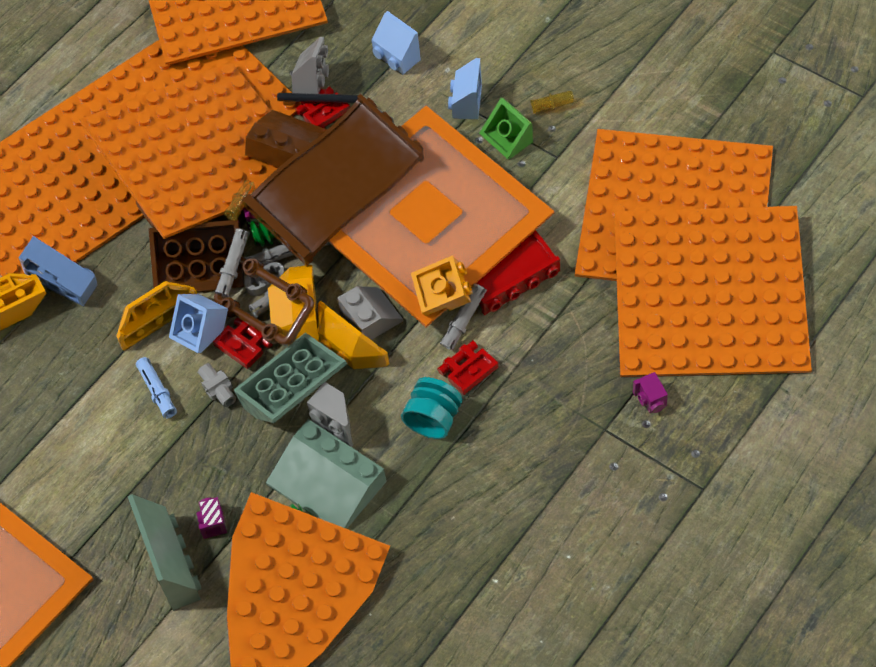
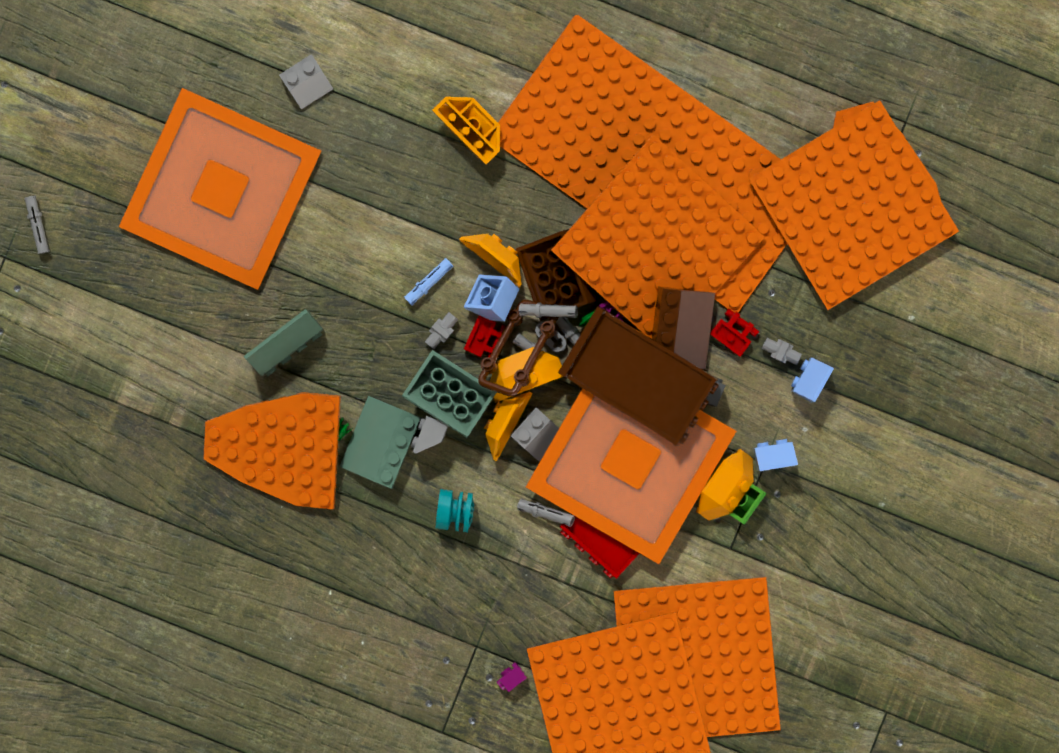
camera: 70 degrees right, 30 degrees up
(58, 271) = (510, 167): medium blue wedge -> none
(211, 518) = (326, 364): magenta brick -> none
(237, 204) = (605, 301): clear yellow axle -> none
(311, 69) = (765, 313): light grey slope -> none
(320, 98) = (739, 329): black bar -> none
(357, 70) = (781, 351): none -> light grey axle
(442, 286) = (557, 493): light orange plate -> none
(471, 371) = (501, 531): red plate -> none
(490, 138) = (726, 486): none -> light orange wedge
(552, 101) = (784, 531): clear yellow axle -> none

